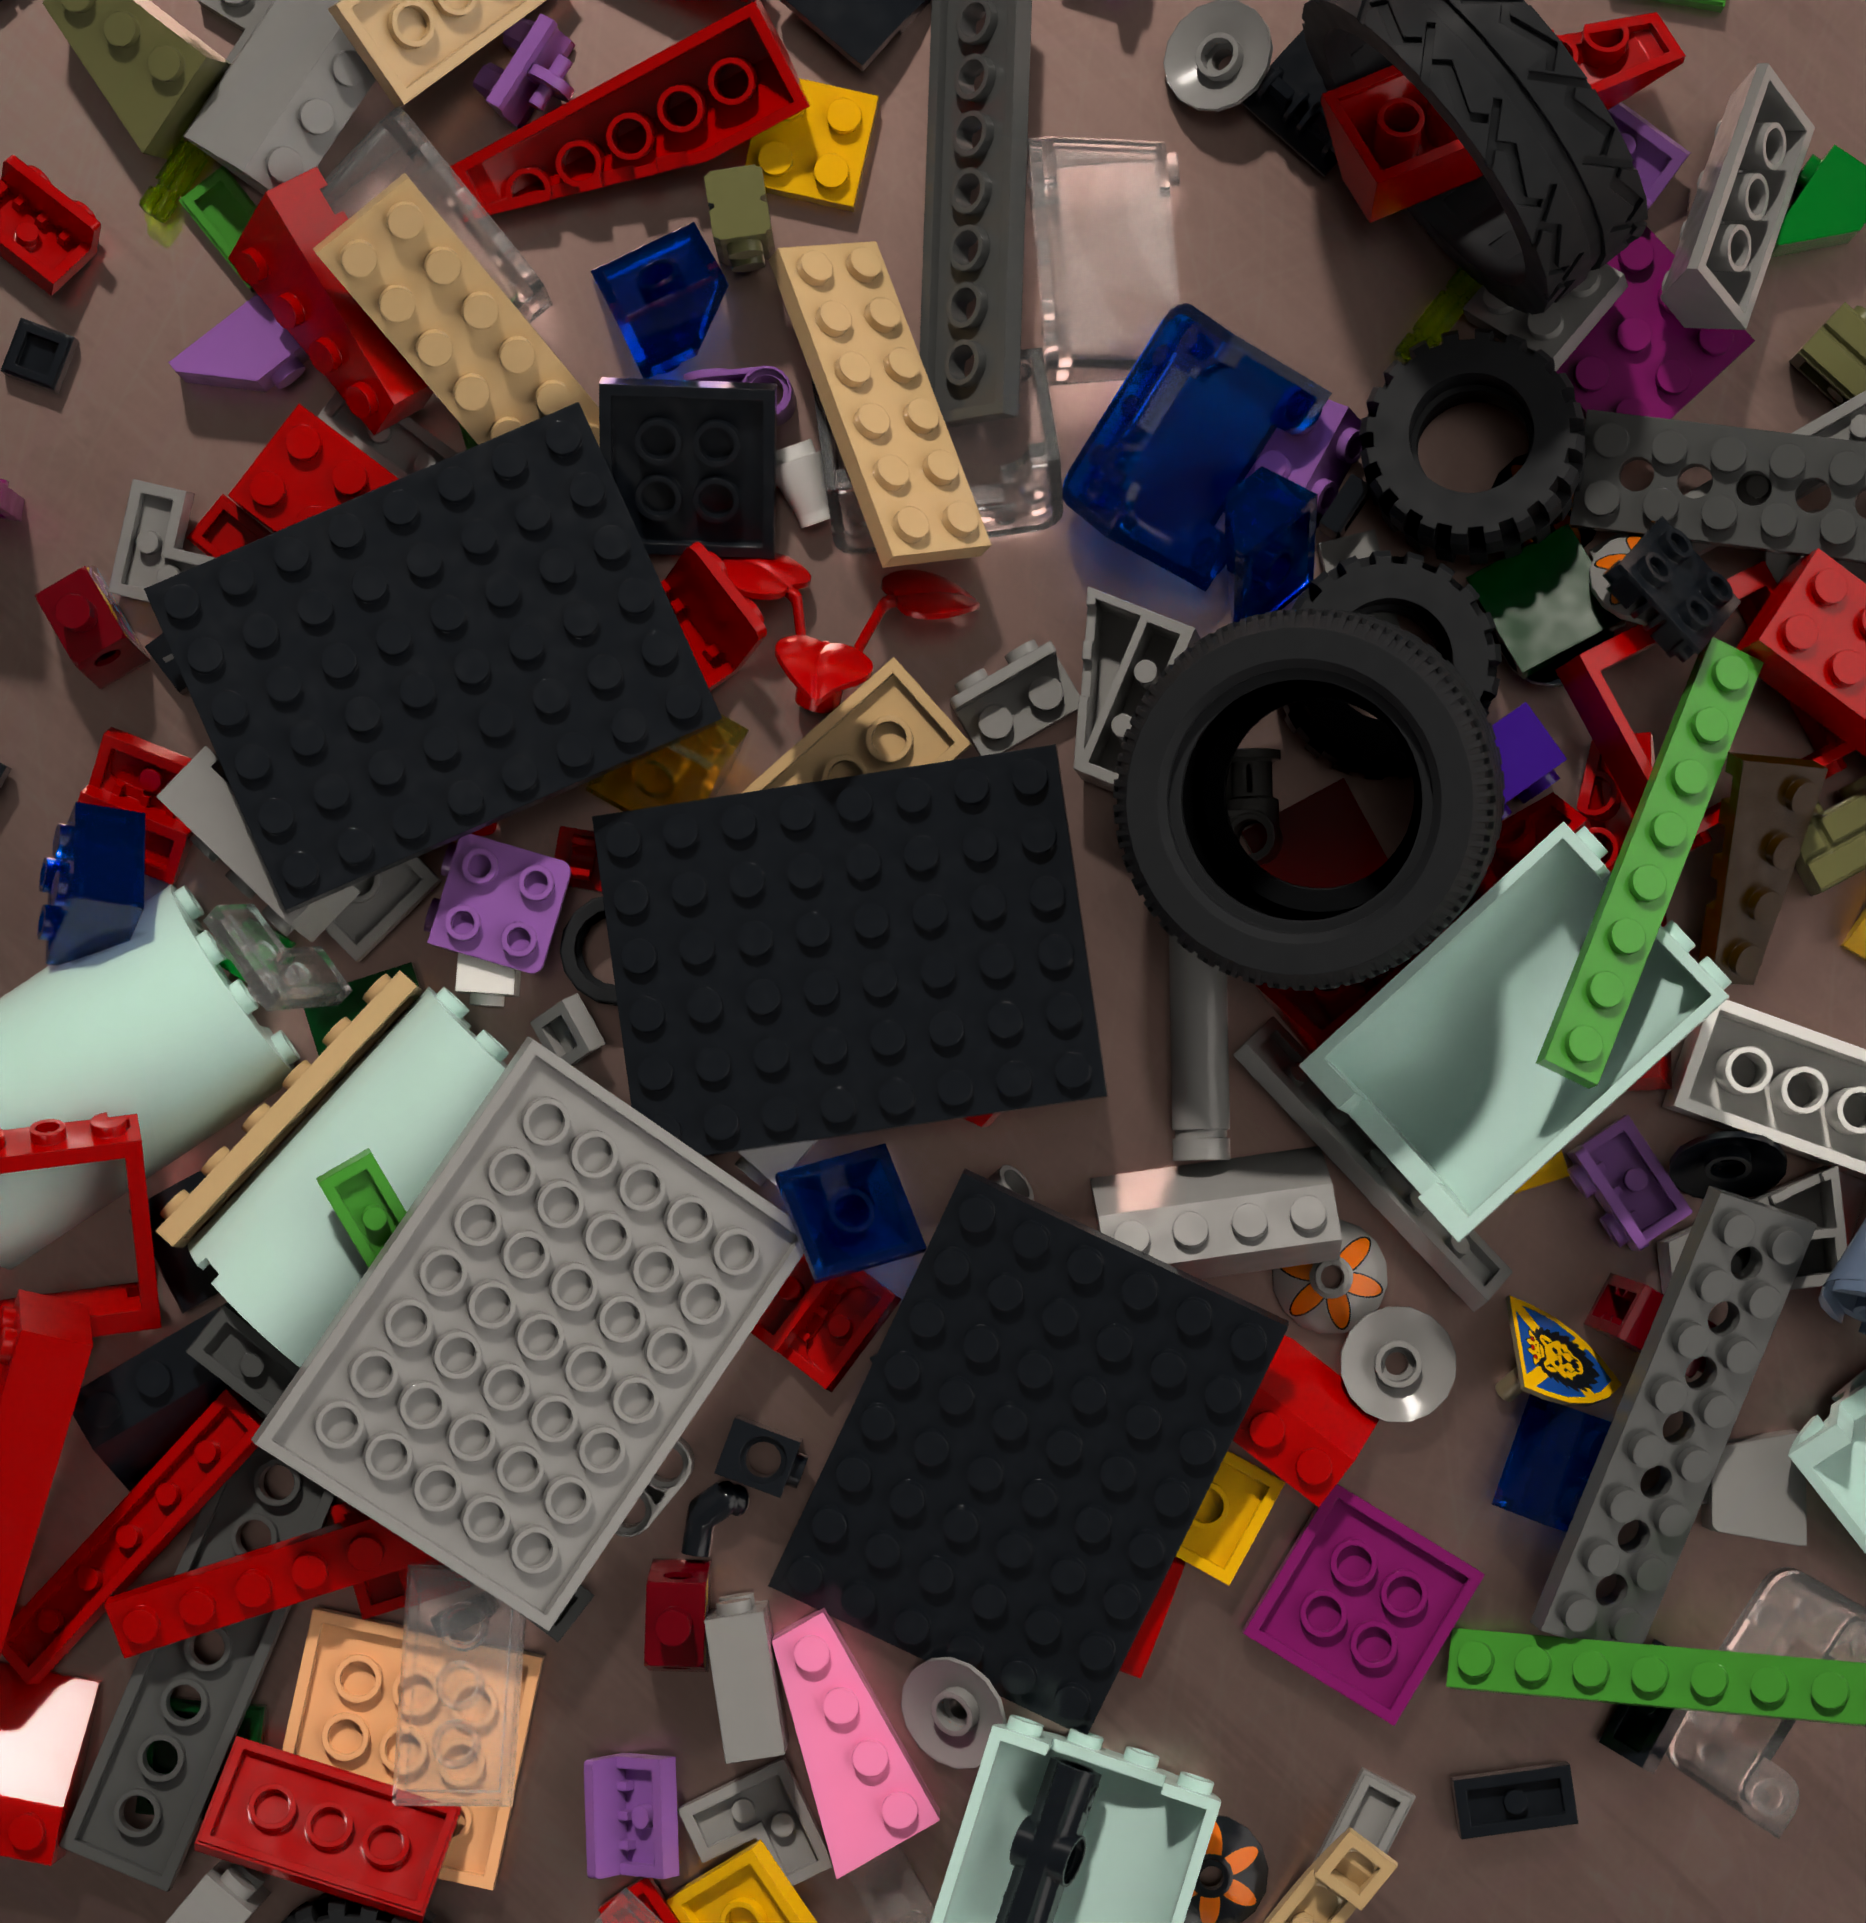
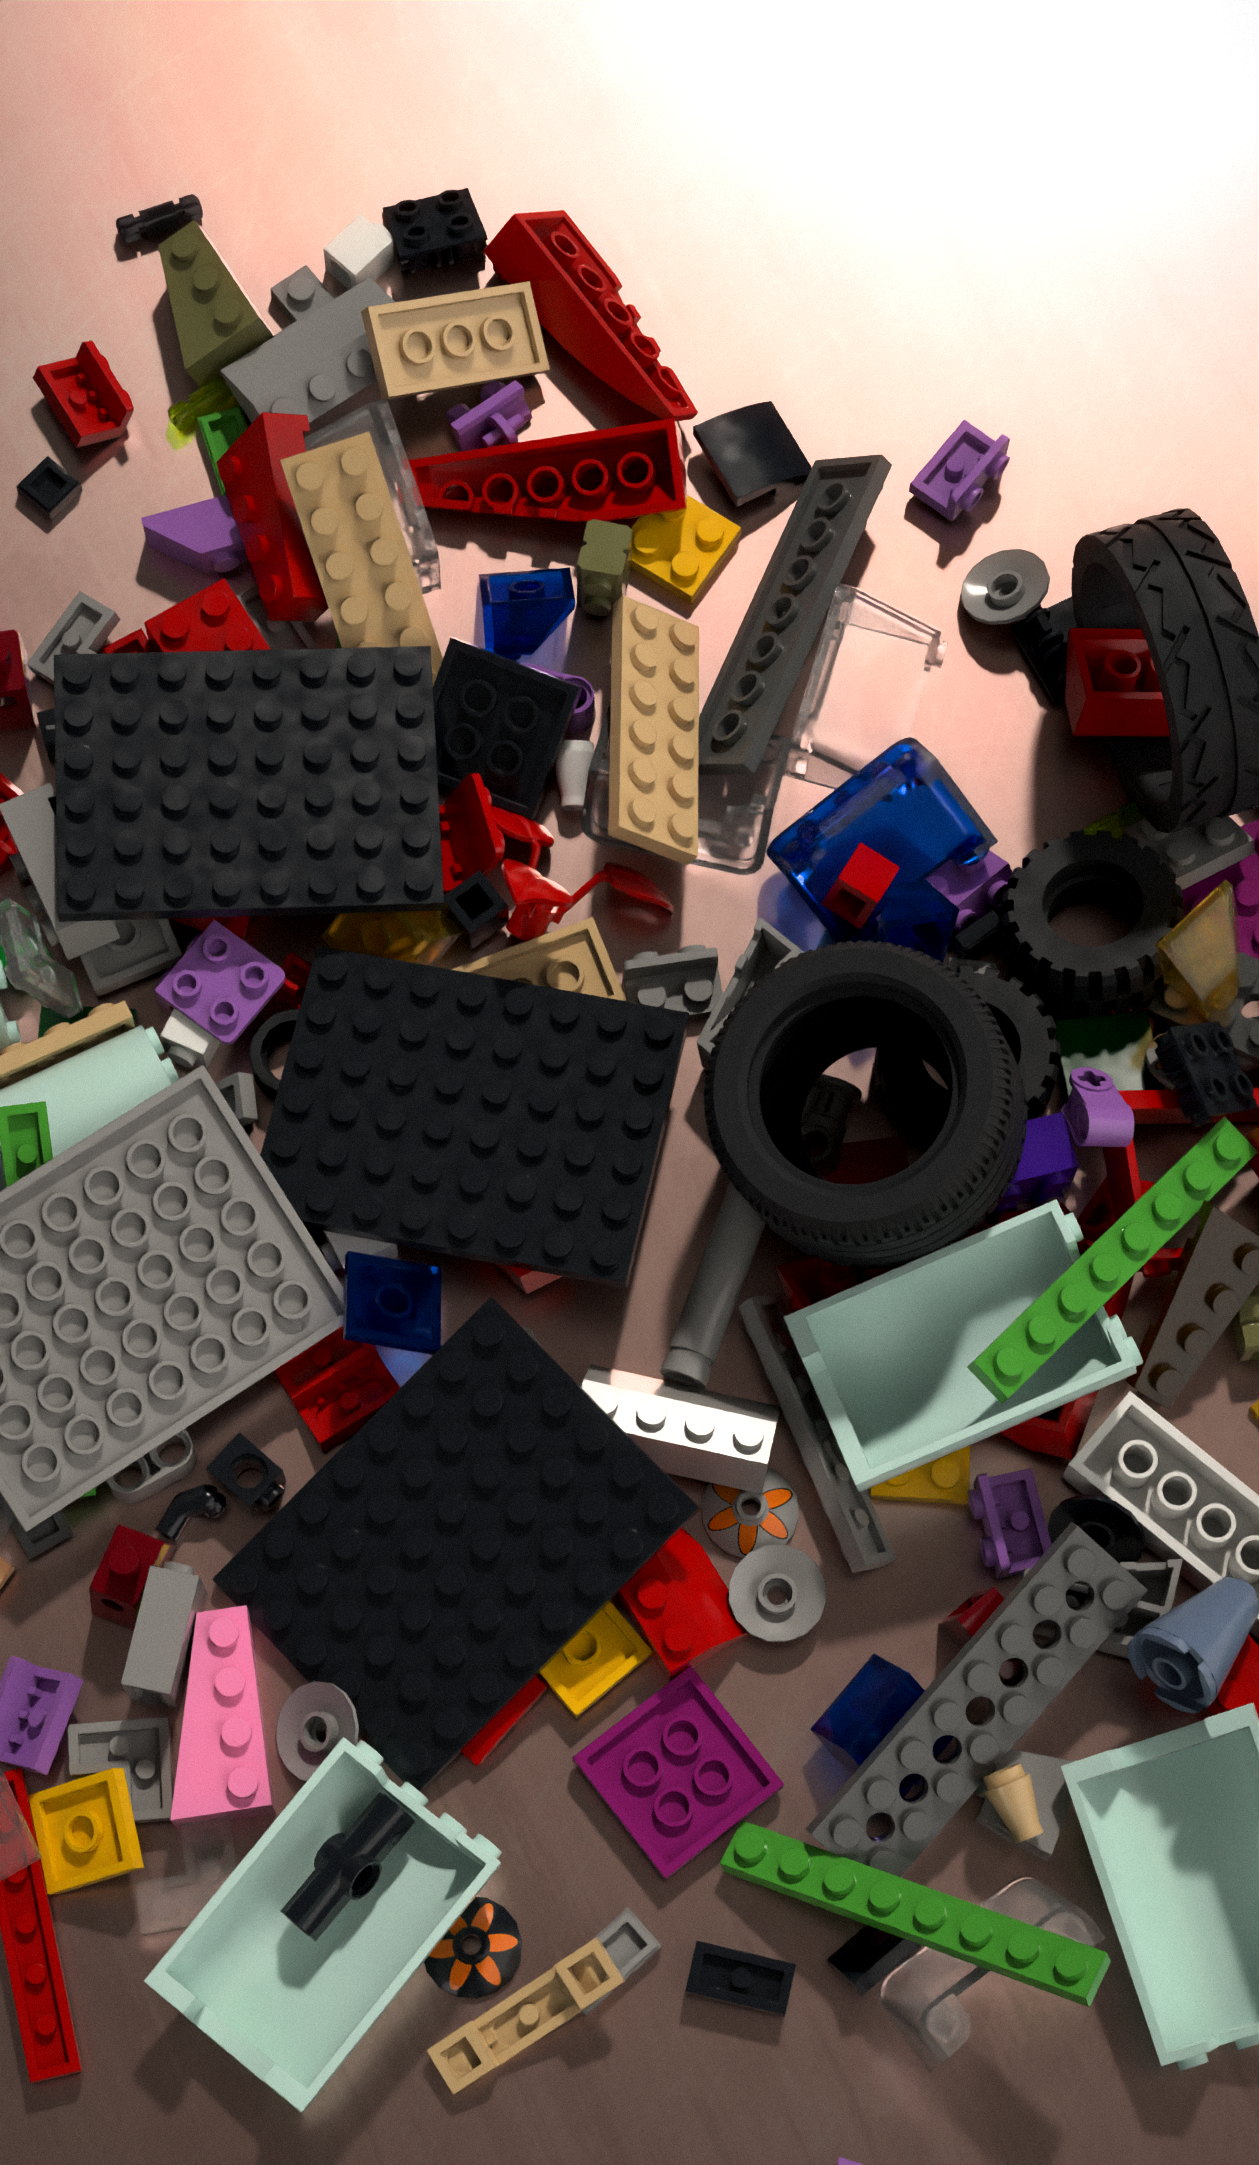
camera: 15 degrees right, 15 degrees down
(755, 698) = (476, 909): none -> black brick
(1190, 503) = (860, 885): none -> red brick
(1553, 1361) = (899, 1634): shield -> none
(1566, 688) = (1097, 1111): none -> medium lavender piece
(1625, 449) = (1204, 953): none -> clear yellow slope
(1746, 1506) = (1014, 1801): none -> tan cone

